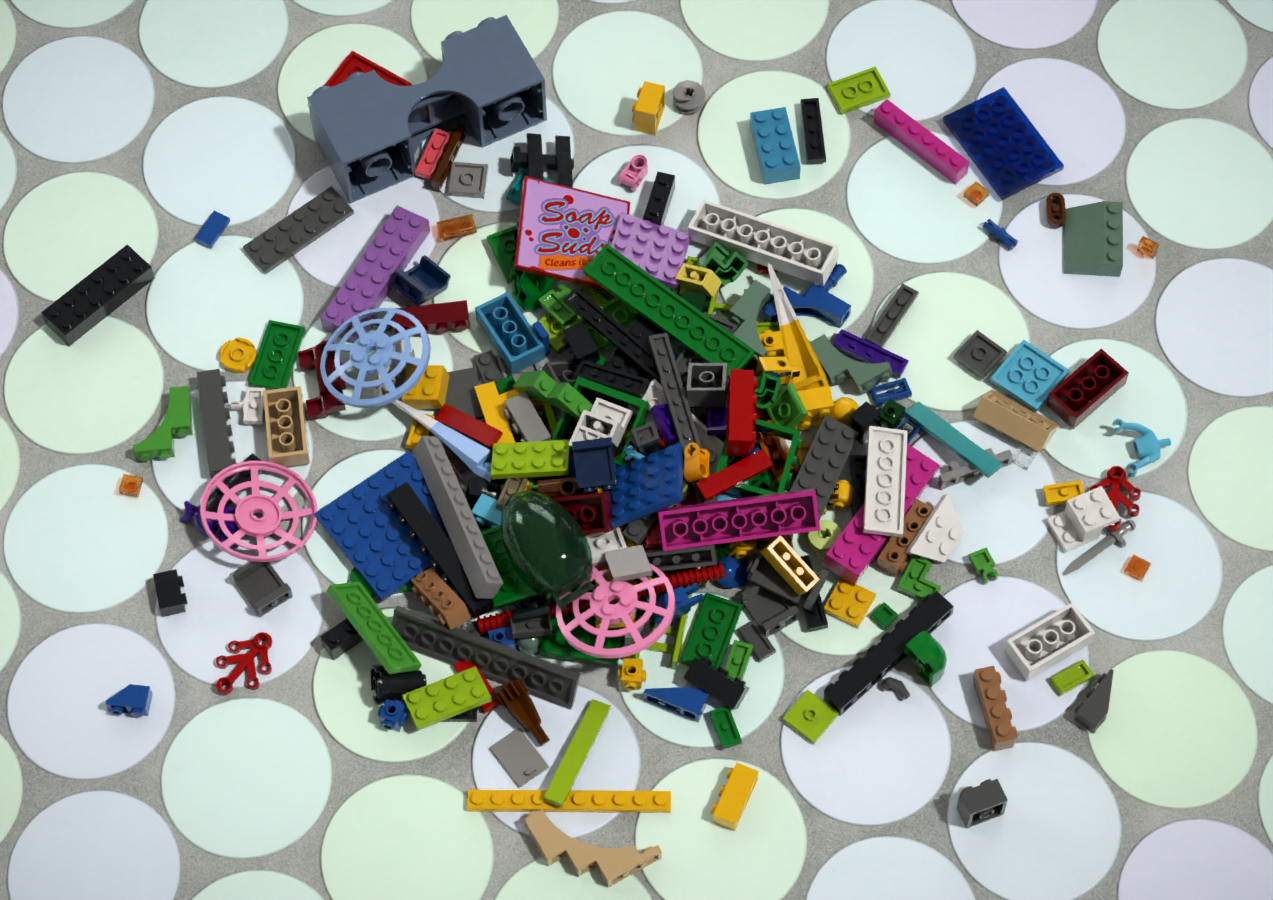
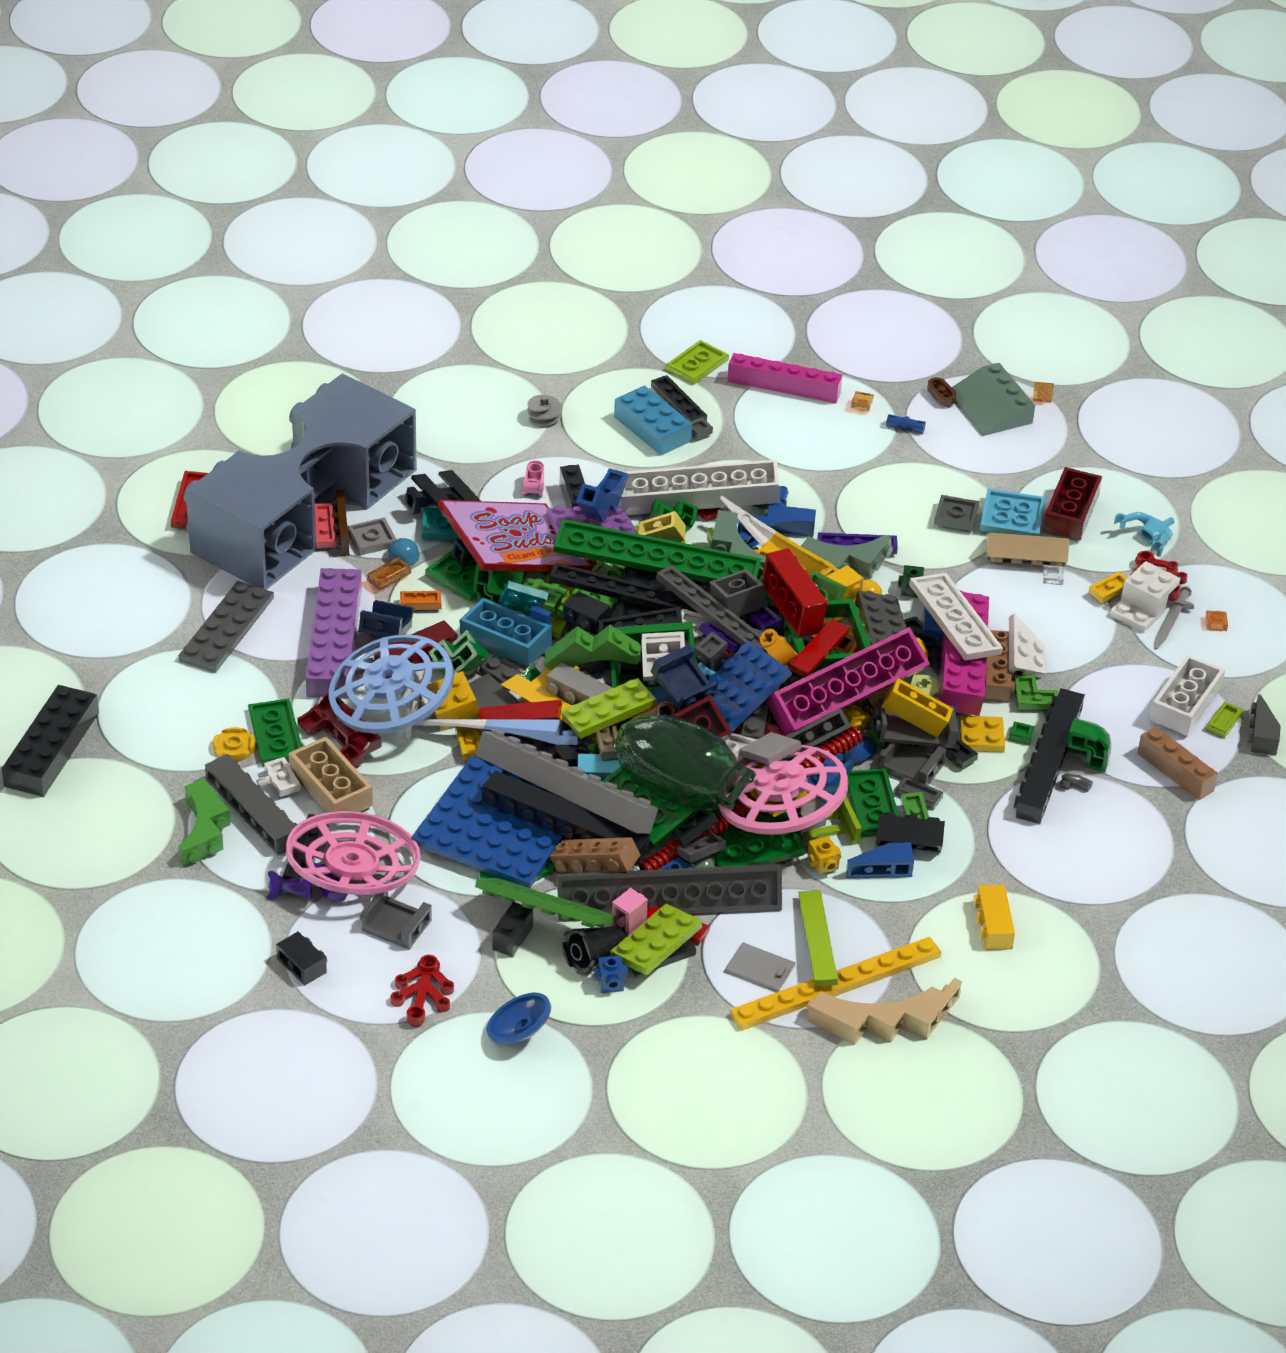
camera: 30 degrees left, 20 degrees down
(130, 485) = (195, 885): clear orange plate -> none
(131, 700) = (325, 1063): blue slope -> none
(212, 229) = (135, 653): blue tile -> none
(294, 727) = (519, 1018): none -> blue dish
(437, 665) = (629, 911): none -> bright pink brick
(458, 343) = (464, 653): none -> green brick
(466, 266) = (421, 599): none -> orange plate
(482, 208) = (405, 550): none -> dark azure hair
(521, 707) = (737, 921): reddish brown piece -> none
(528, 306) = (522, 597): none -> teal plate
(648, 107) = (514, 424): yellow brick -> none
(656, 230) = (598, 500): none -> blue arch
(725, 727) = (943, 867): green plate -> none
(810, 716) = (1014, 832): lime plate -> none
(812, 169) = (701, 428): none -> dark grey plate
(862, 418) = (897, 584): black brick -> none
(892, 315) = (856, 508): dark grey plate -> none
(896, 393) = (893, 574): blue tile -> none
(953, 439) = (989, 577): teal tile -> none
(960, 474) = (1026, 587): light grey hinge -> none
(981, 803) = (1226, 833): dark grey brick -> none
(984, 563) = (1082, 661): bright green plate -> none
(1003, 143) = (861, 358): clear blue plate -> none

